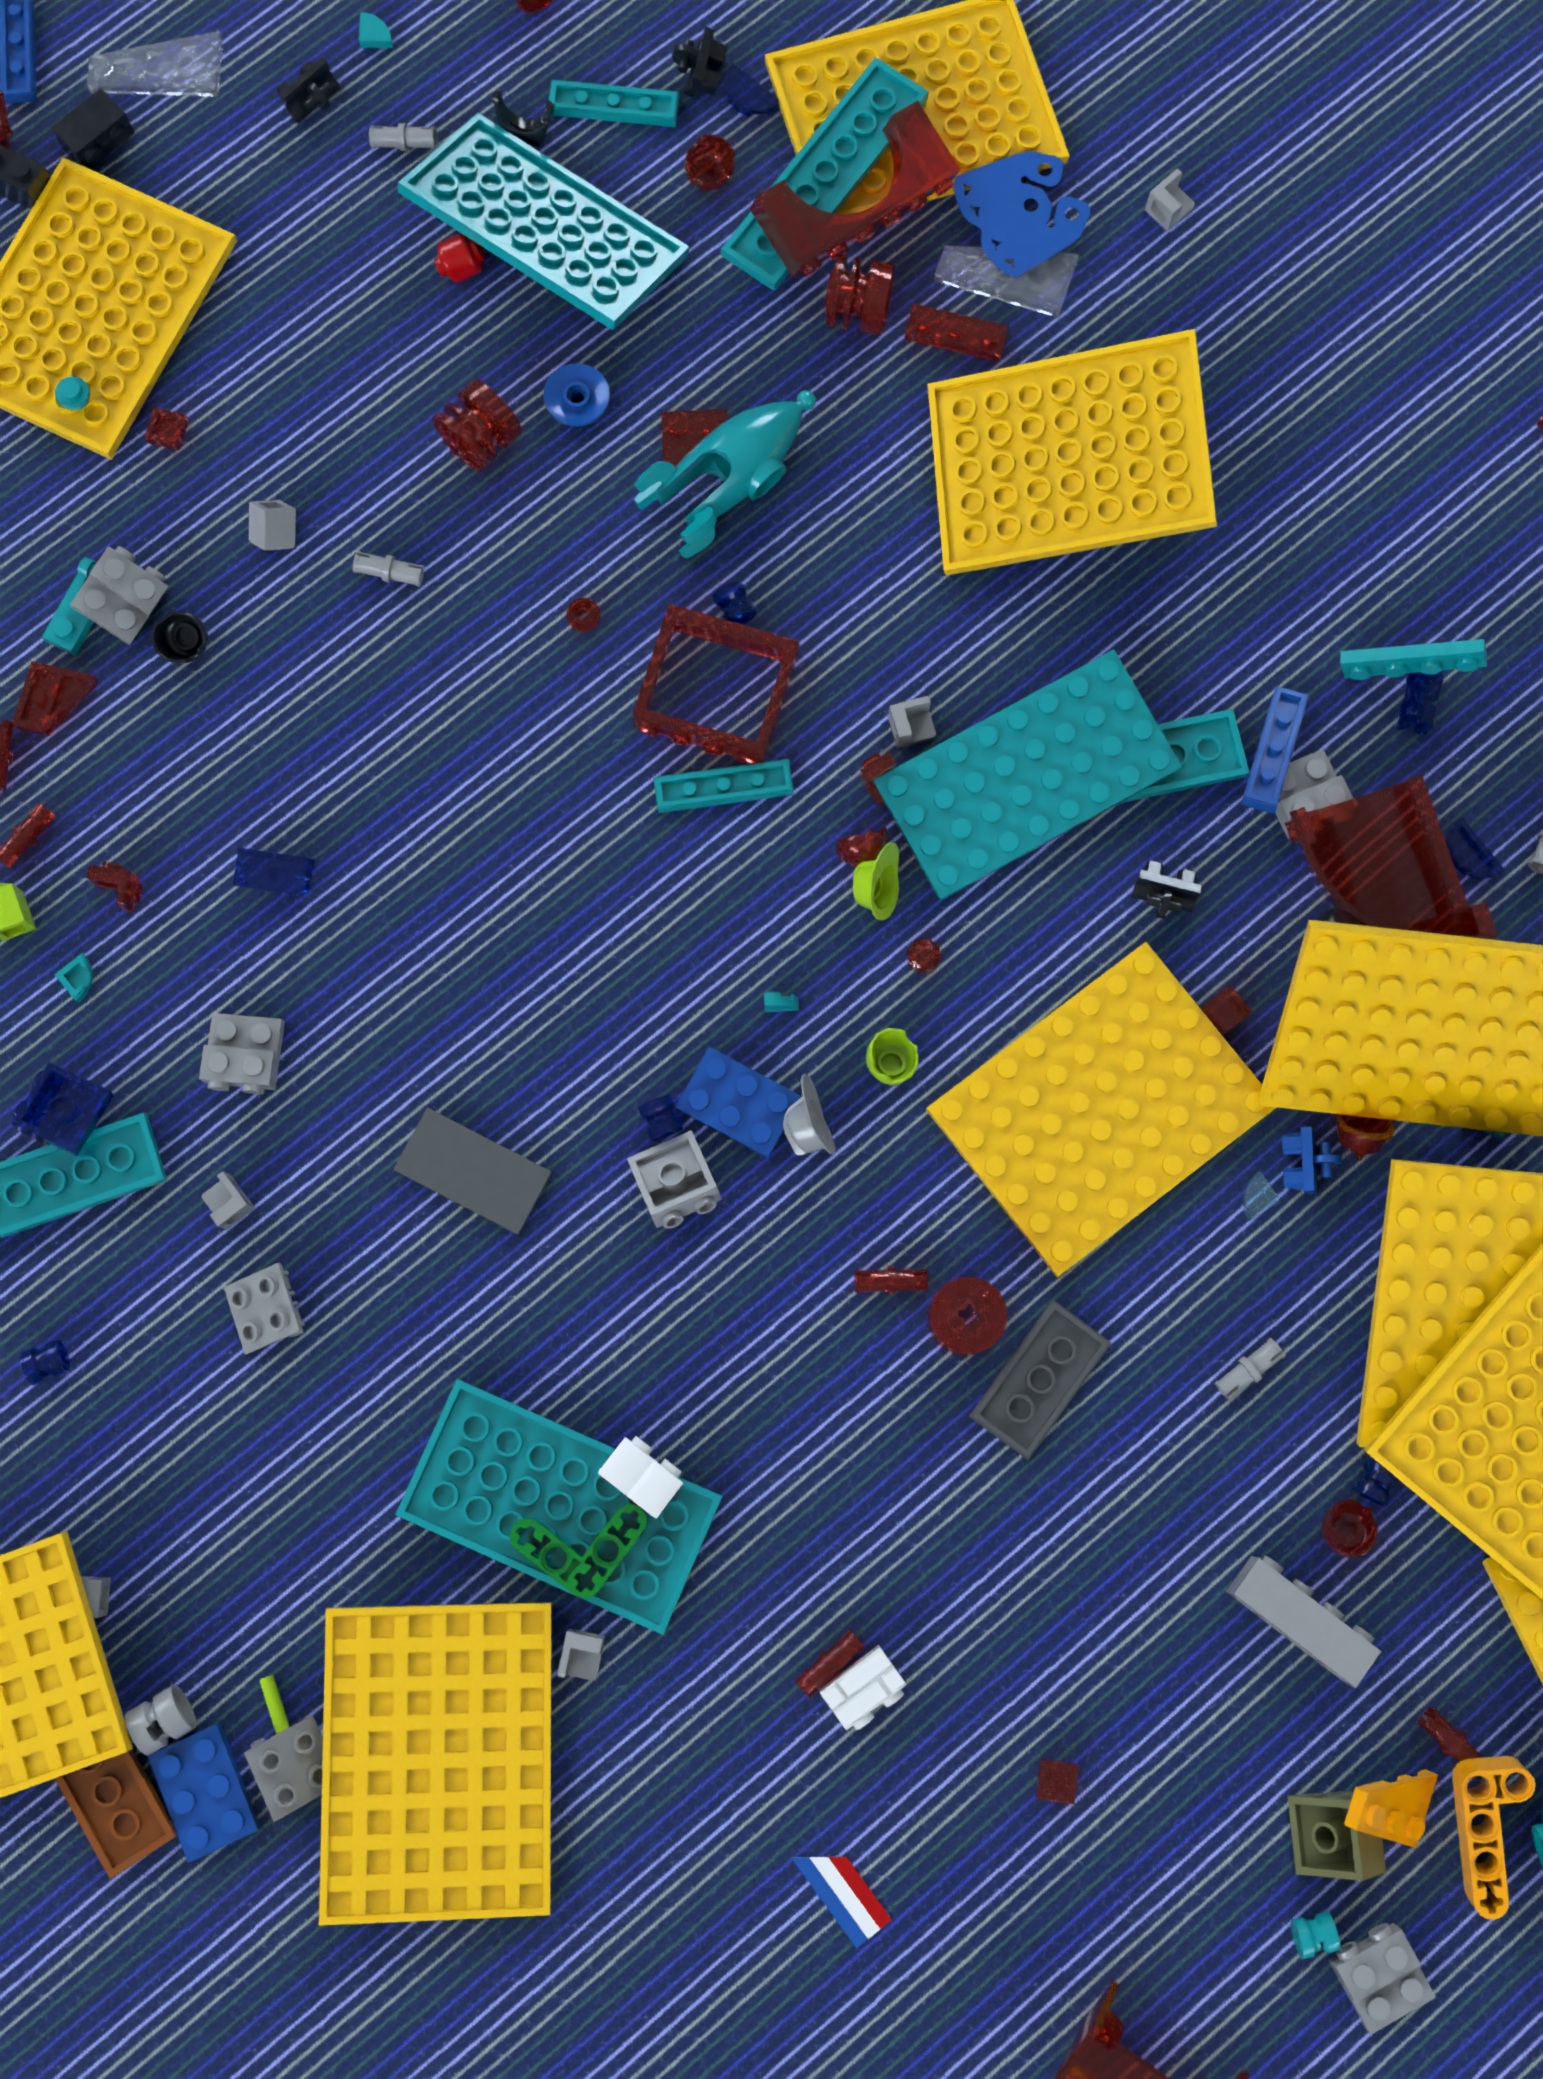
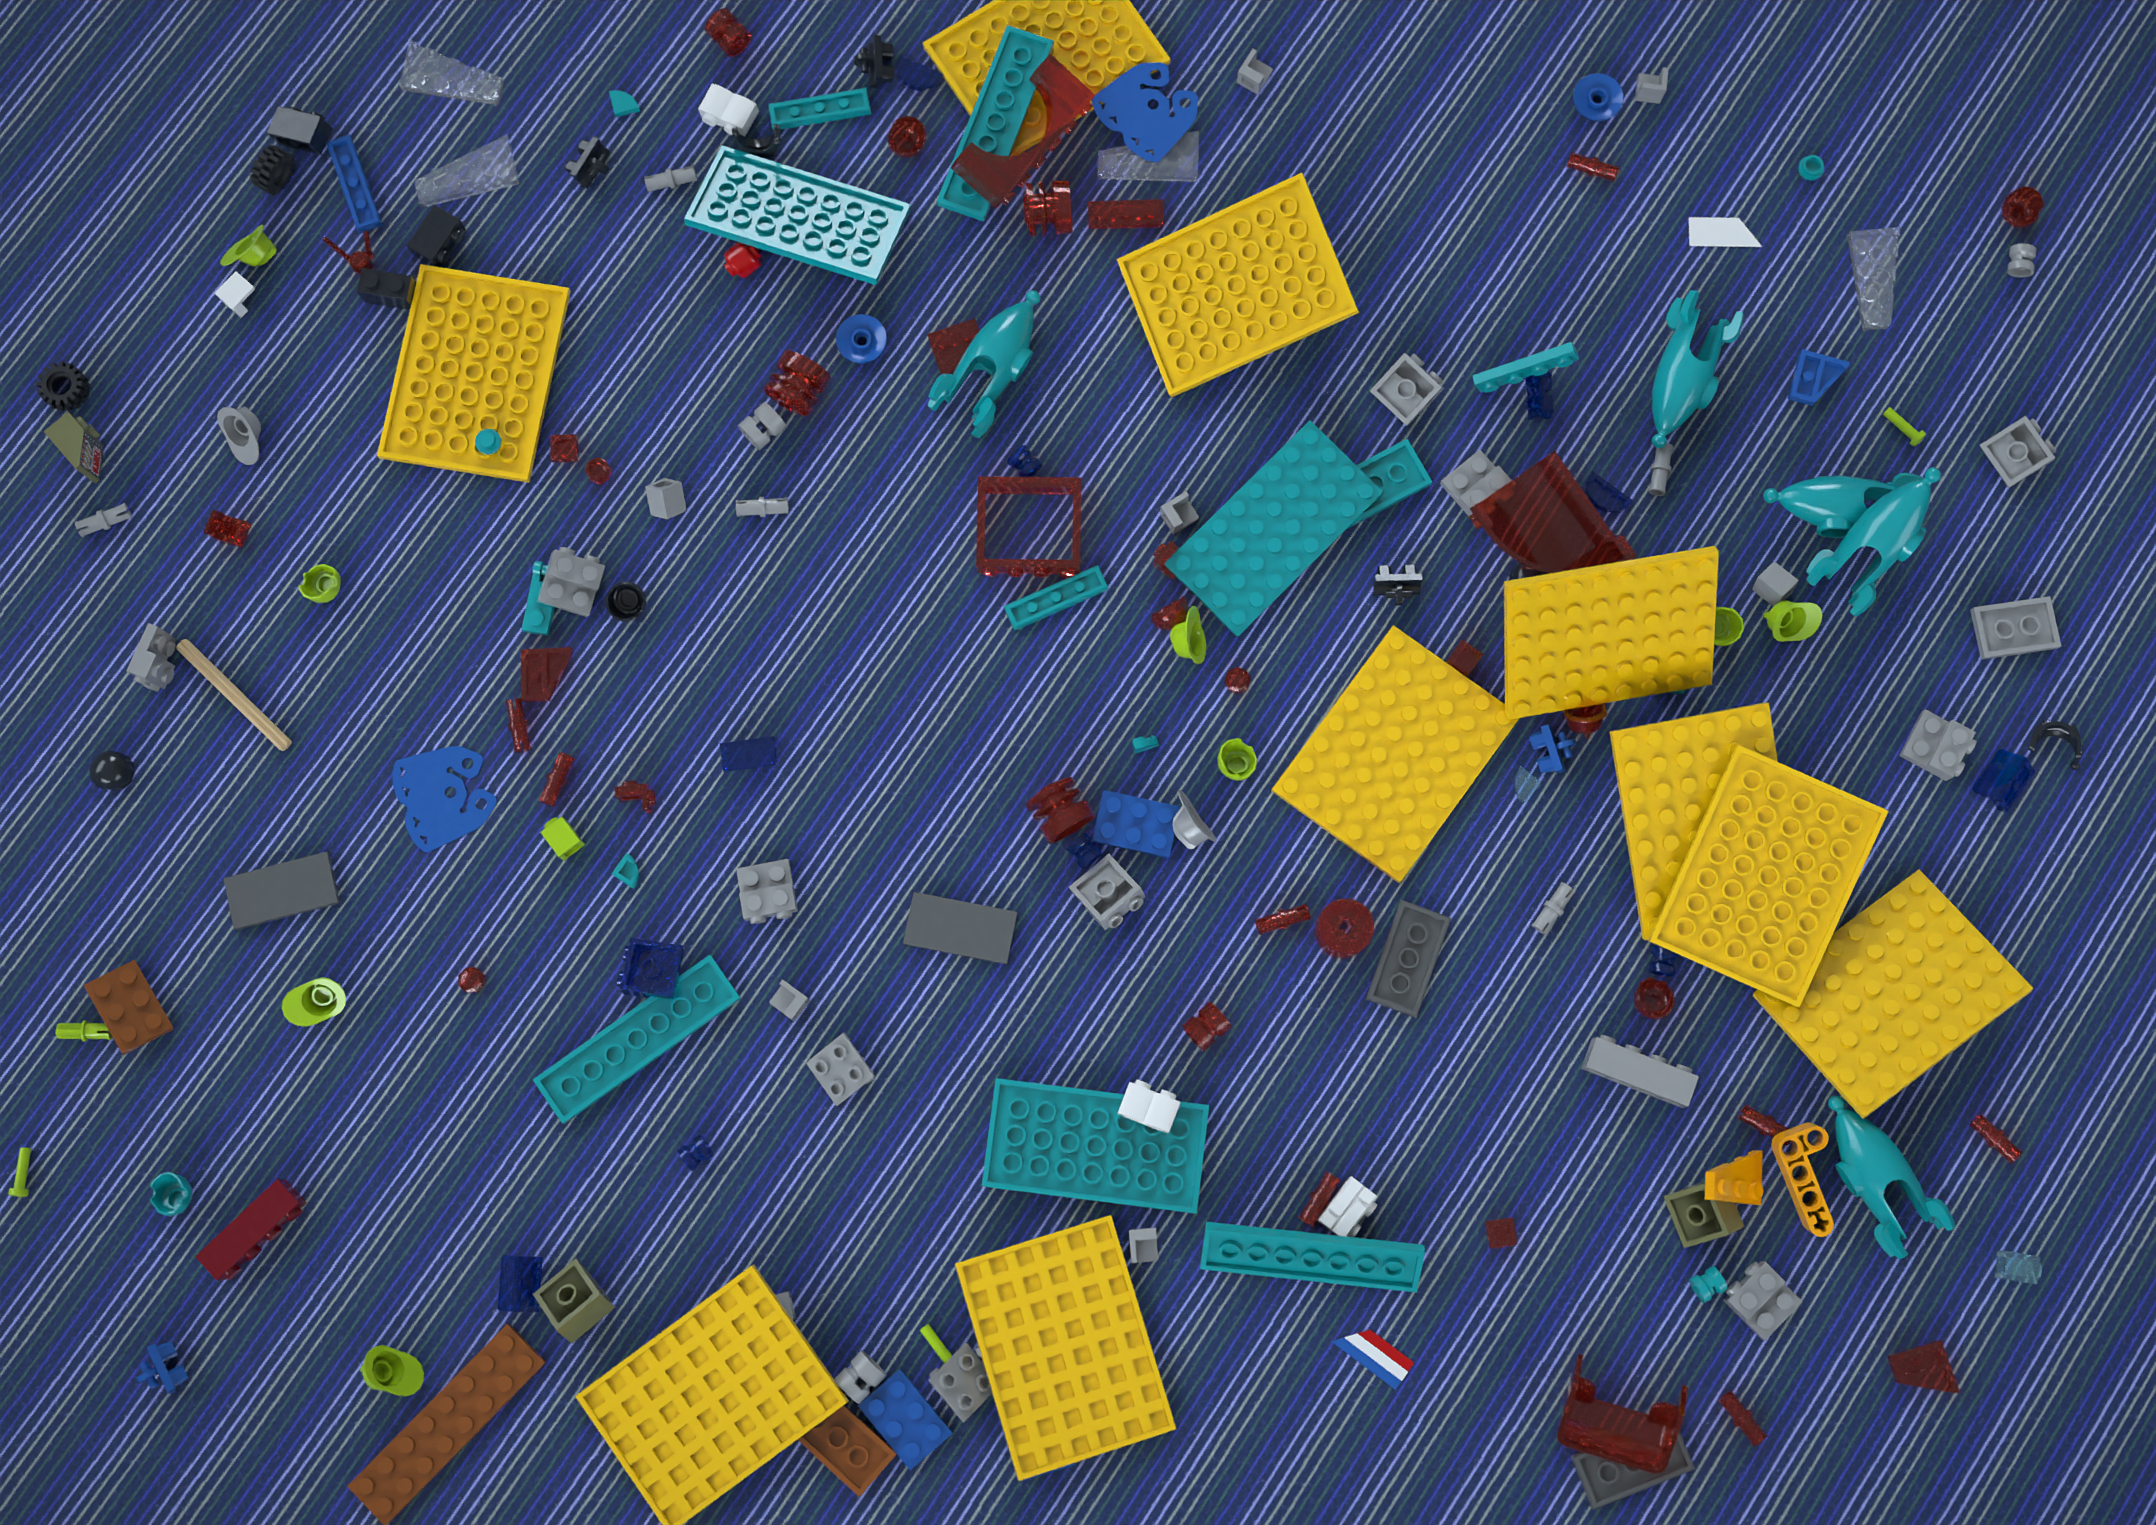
camera: 15 degrees left, 0 degrees up
(199, 468) = (598, 470): none -> clear red tile
(429, 462) = (768, 420): none -> light grey wheel
(496, 68) = (727, 110): none -> white brick
(575, 1561) = (1120, 1180): green beam -> none
(583, 605) = (915, 493): clear red plate -> none
(642, 1049) = (1058, 806): none -> clear red wheel
(749, 1391) = (1206, 1026): none -> clear red wheel
(797, 1739) = (1312, 1257): none -> teal plate
(1252, 645) = (1407, 388): none -> light grey plate
(1275, 750) = (1445, 459): blue tile -> none

